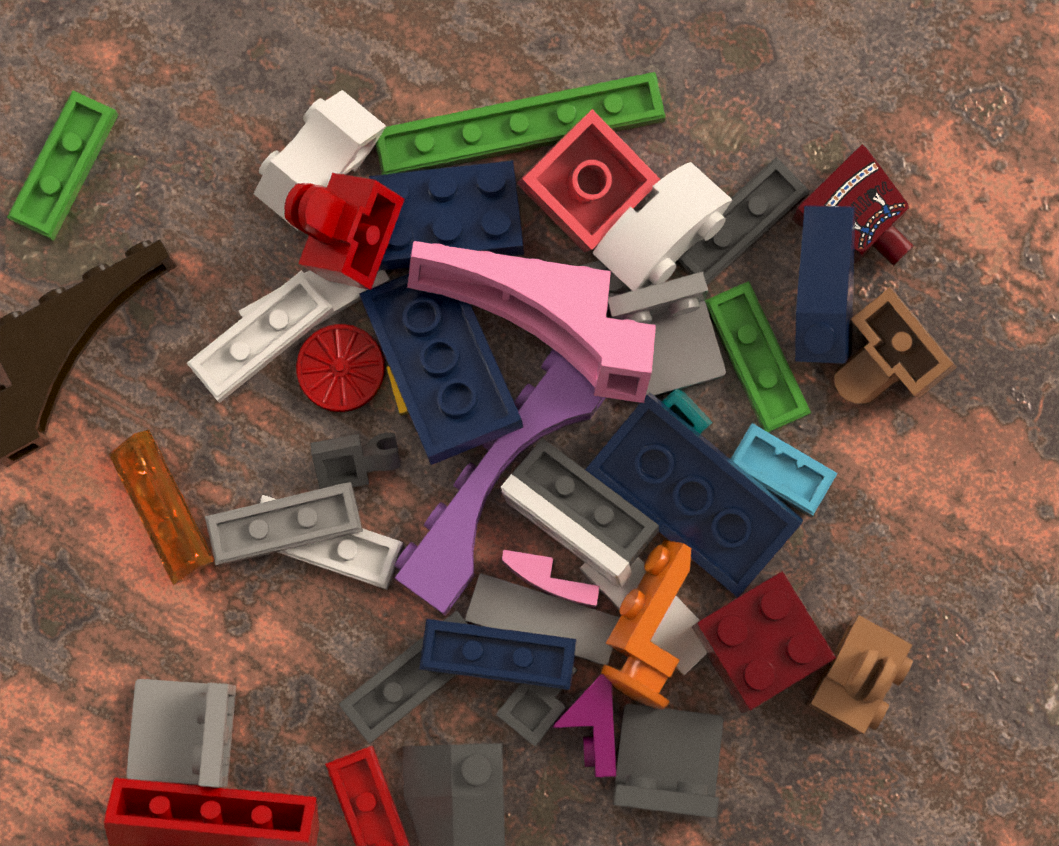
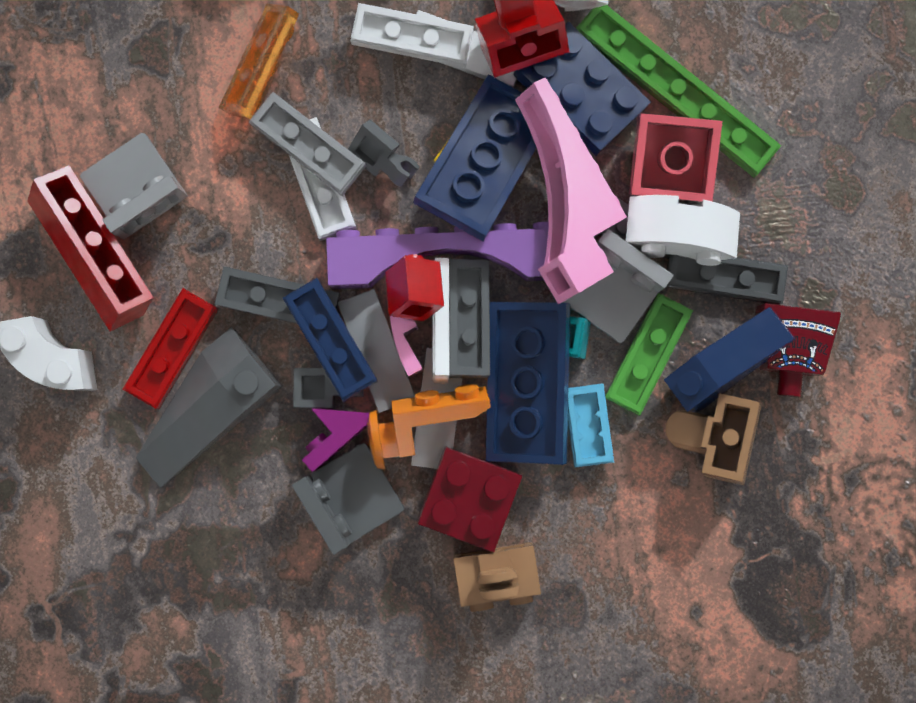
camera: 55 degrees right, 5 degrees up
(340, 368) = (433, 101): red wheel -> none
(515, 529) = (414, 288): none -> red brick

